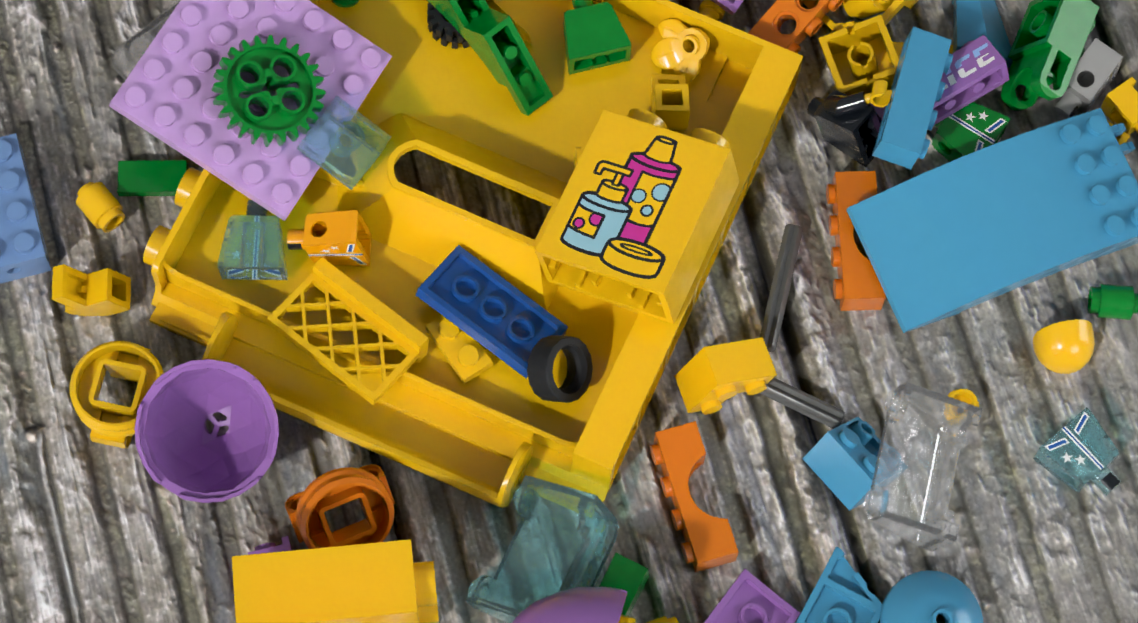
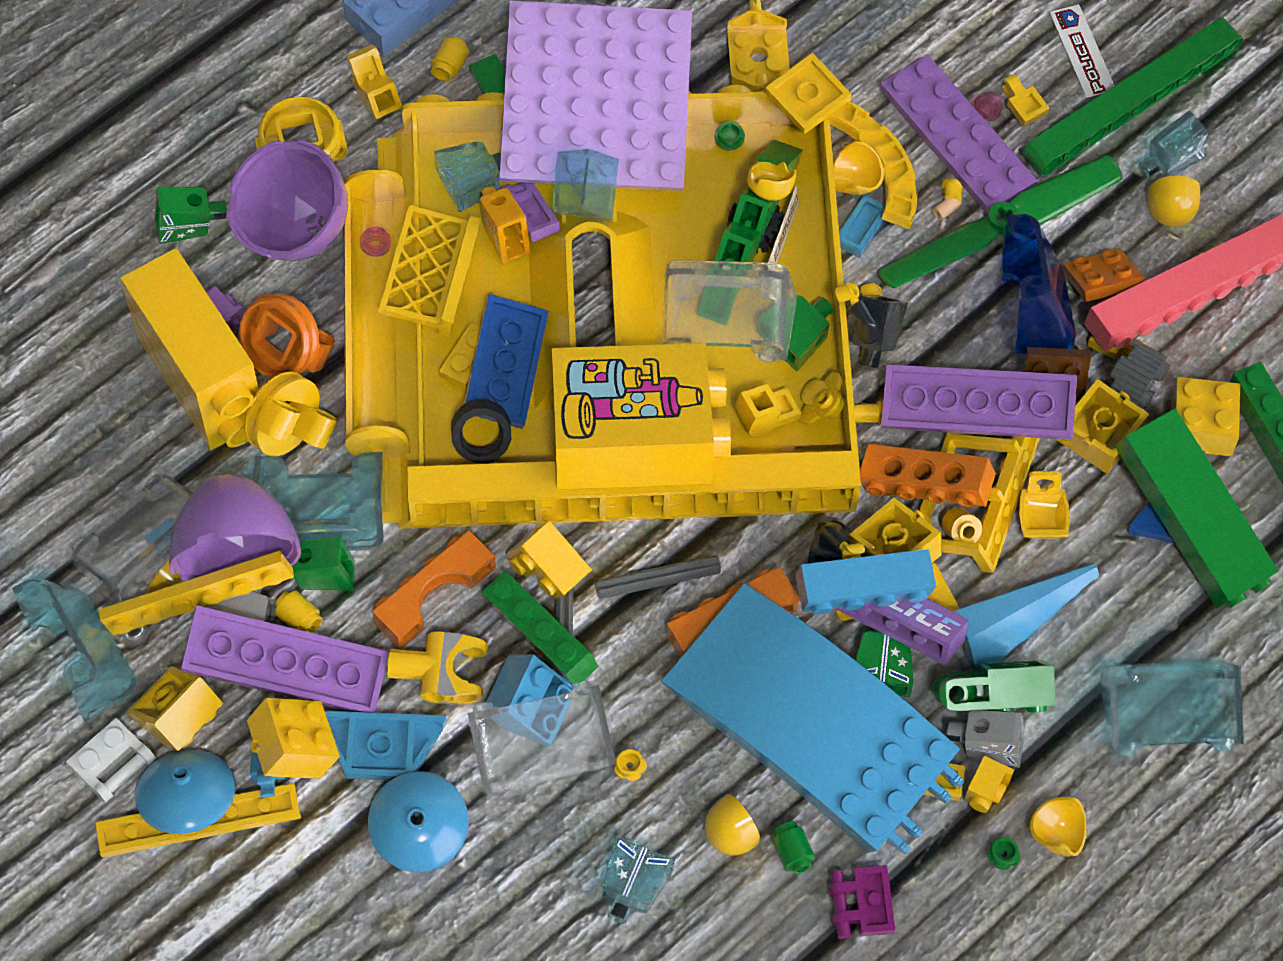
camera: 65 degrees right, 5 degrees down
(139, 547) = (184, 213): none -> green torso
(277, 119) = (565, 121): green gear -> none
(293, 360) = (375, 234): none -> clear pink plate
(338, 199) = (539, 217): none -> medium lavender plate
(448, 541) = (281, 426): none -> yellow piece
(553, 82) = (730, 306): none -> clear windscreen
(779, 531) = (438, 666): none -> yellow connector
(794, 416) = (539, 629): none -> green brick

